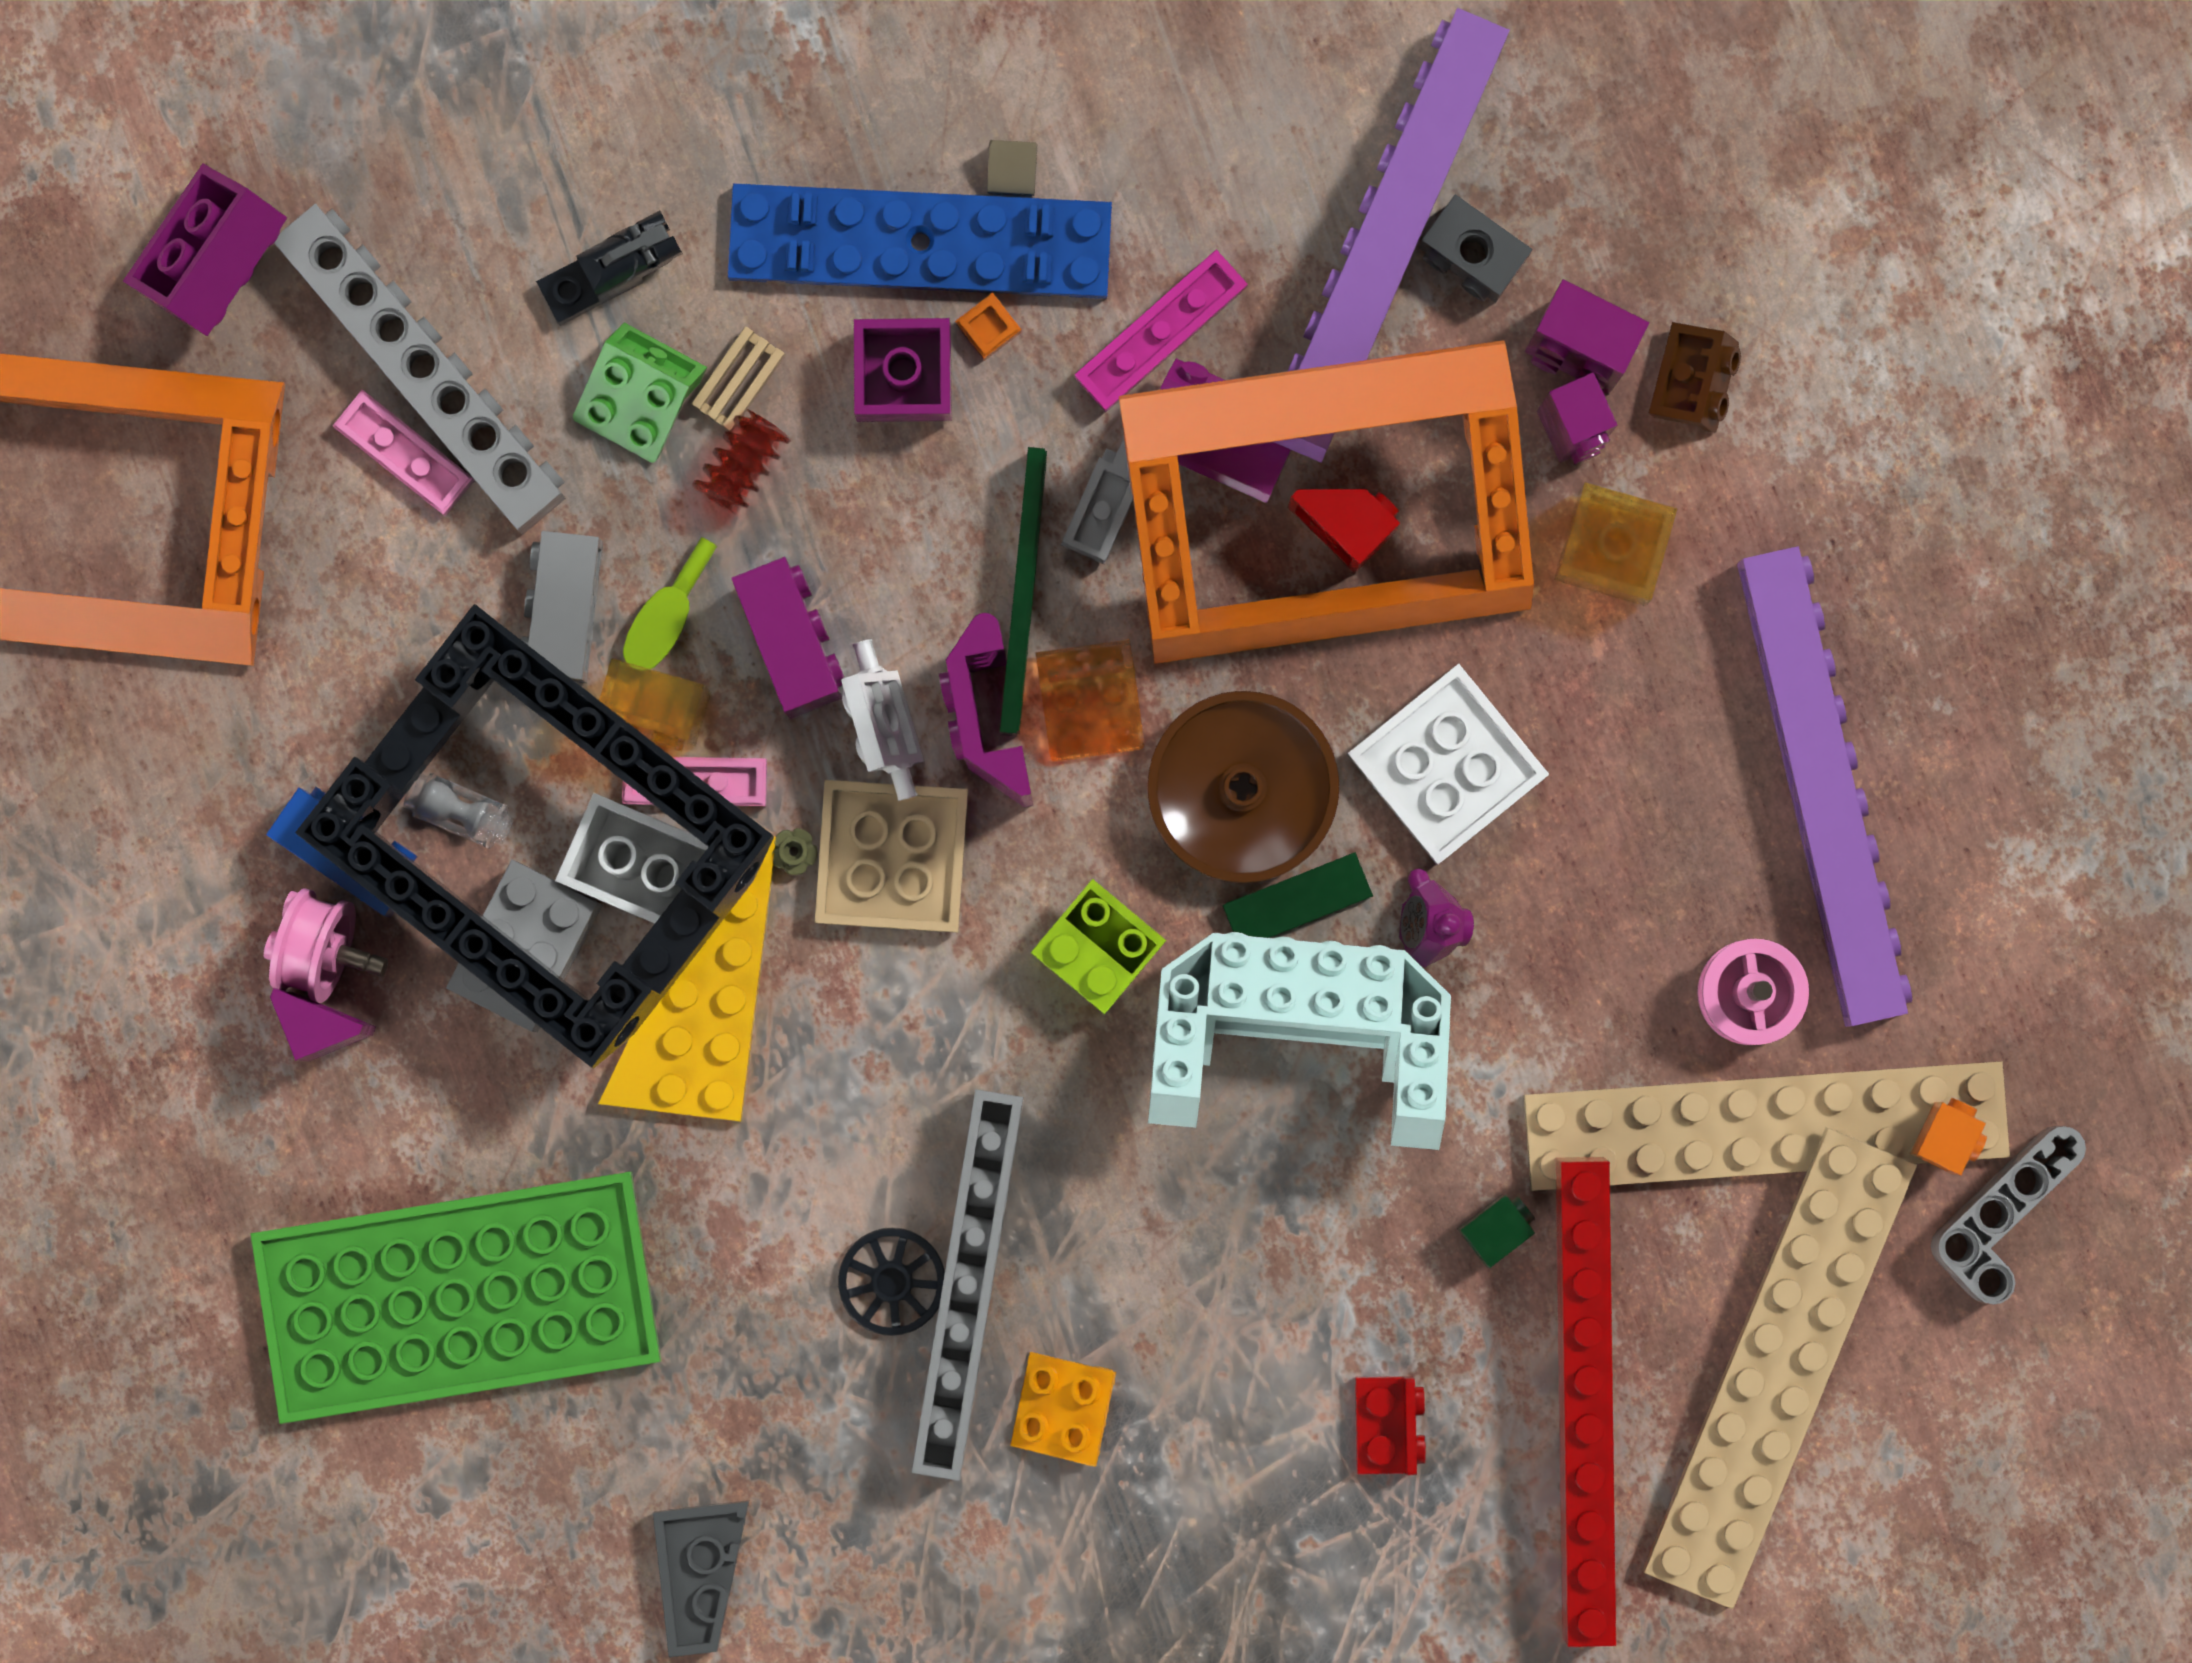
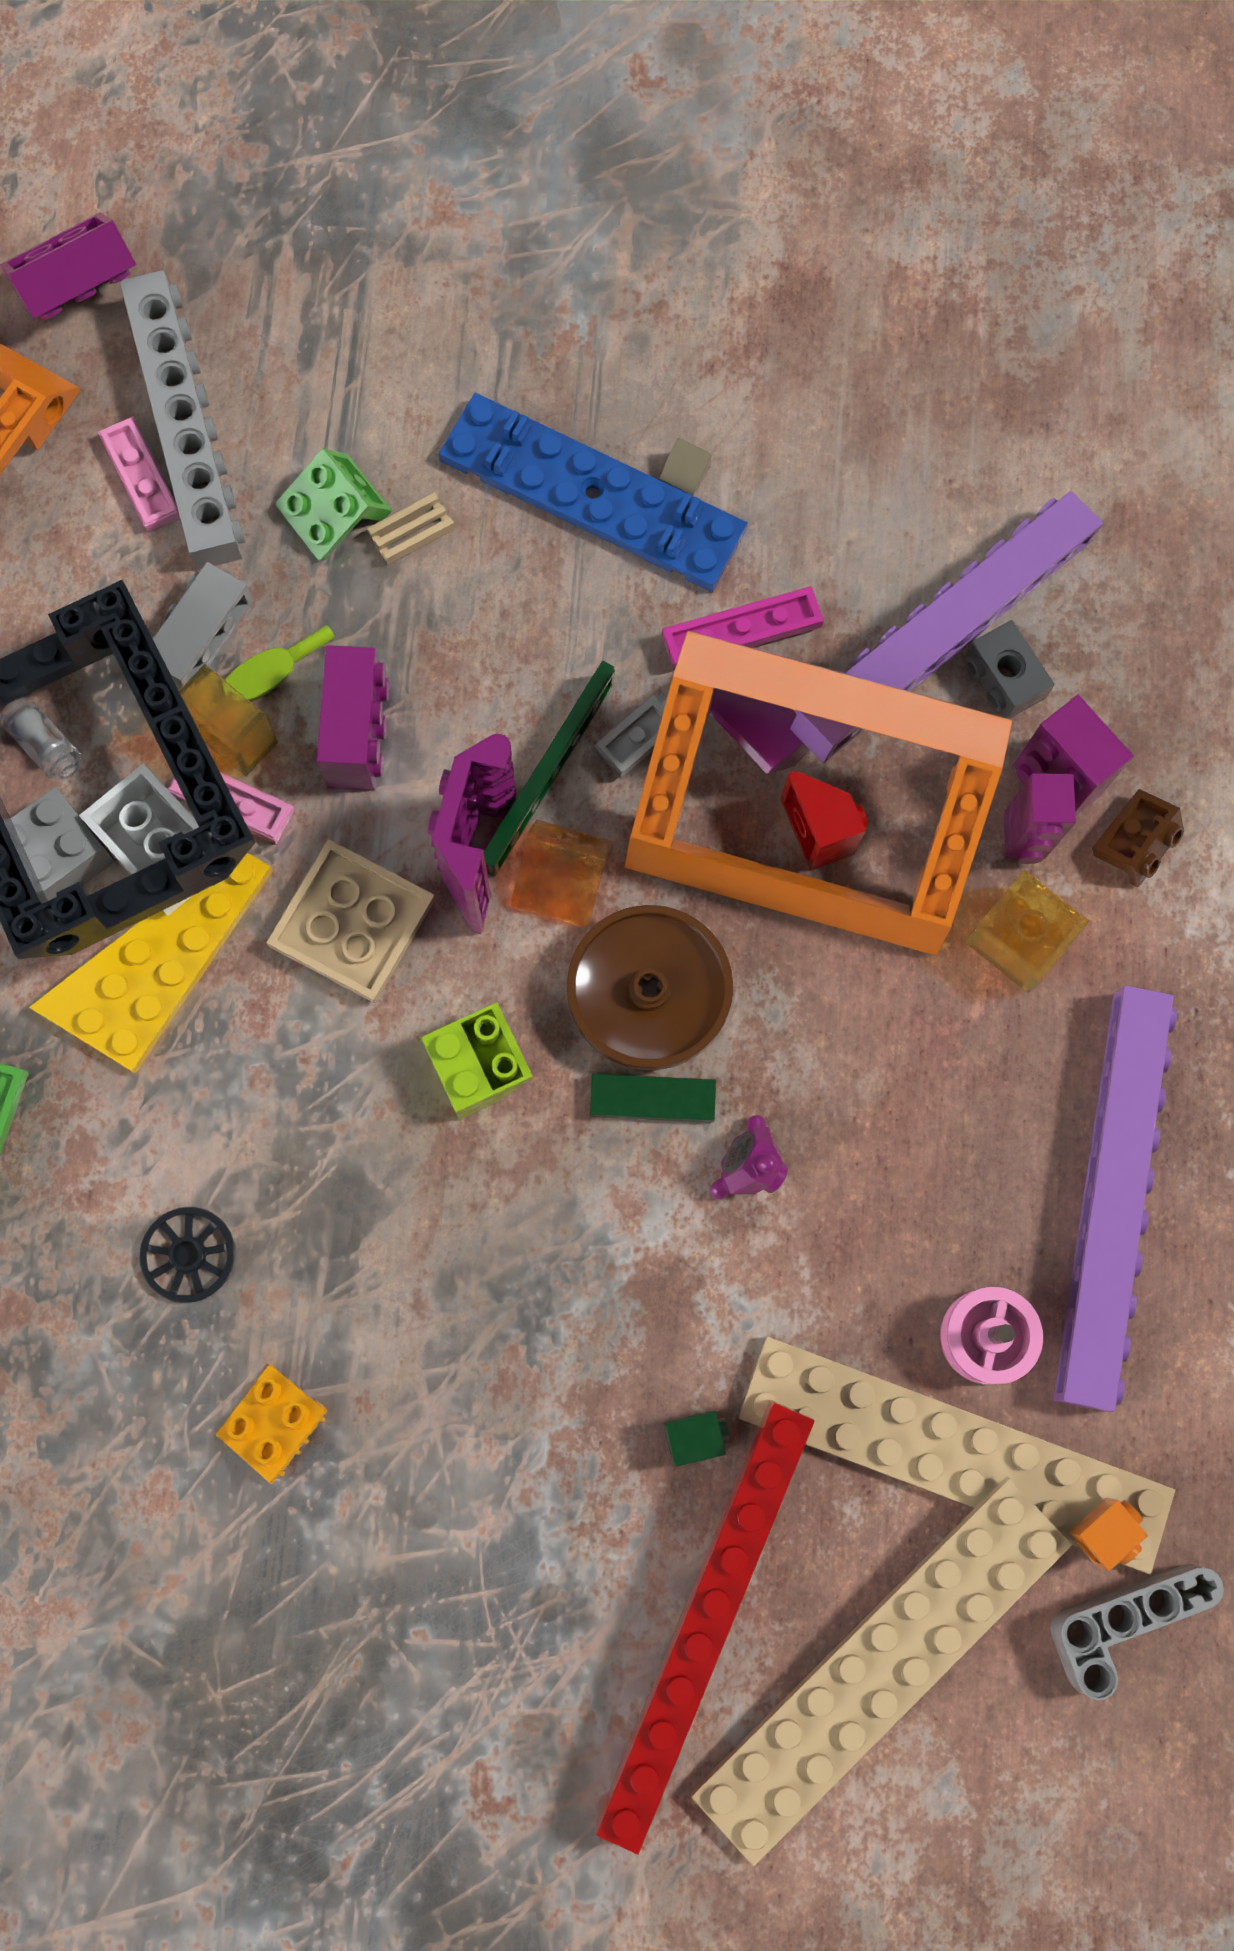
camera: 20 degrees right, 10 degrees down
(609, 268) = (355, 408): black plate -> none
(741, 461) = (381, 581): clear red piece -> none
(807, 851) = (279, 894): olive plate -> none
(882, 720) = (392, 810): white plate -> none
(902, 370) = (534, 567): magenta brick -> none
(967, 1285) = (239, 1286): light grey brick -> none
(988, 326) = (614, 572): orange tile -> none
(1304, 995) = (621, 1172): light aqua wedge -> none
(1387, 1425) = (530, 1563): red bracket -> none
(1447, 764) = (819, 1044): white plate -> none

